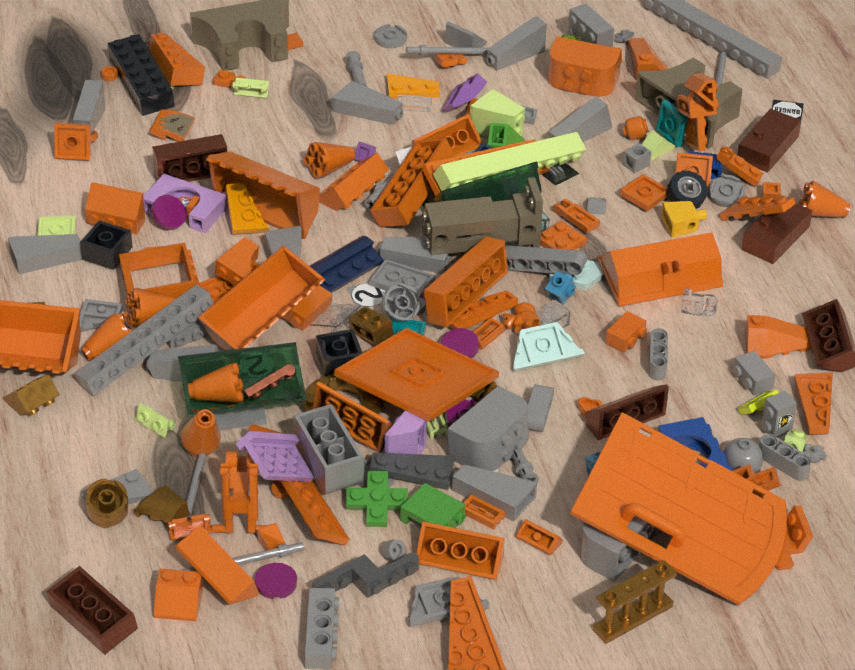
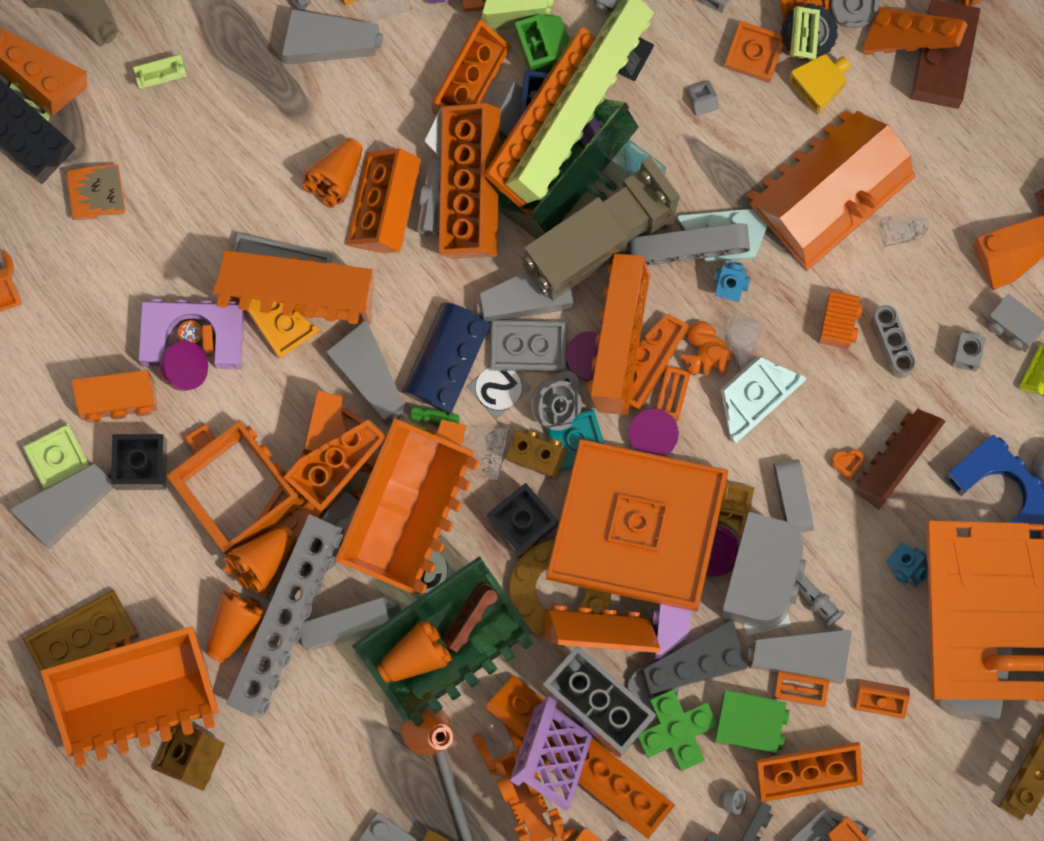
camera: 25 degrees left, 35 degrees up
(96, 312) = (192, 581): light grey wing -> none
(154, 420) = (344, 722): yellowish green hinge -> none
(187, 158) = (163, 261): copper brick -> none
(224, 273) = (331, 467): none -> orange wedge
(225, 78) = (115, 64): orange plate -> none
(364, 150) = (373, 135): medium lavender tile -> none
(562, 237) = (691, 181): orange plate -> none
(576, 215) = (690, 134): orange hinge -> none
(676, 192) = (797, 30): none -> yellowish green tile
(710, 376) = (964, 360): none -> light grey brick

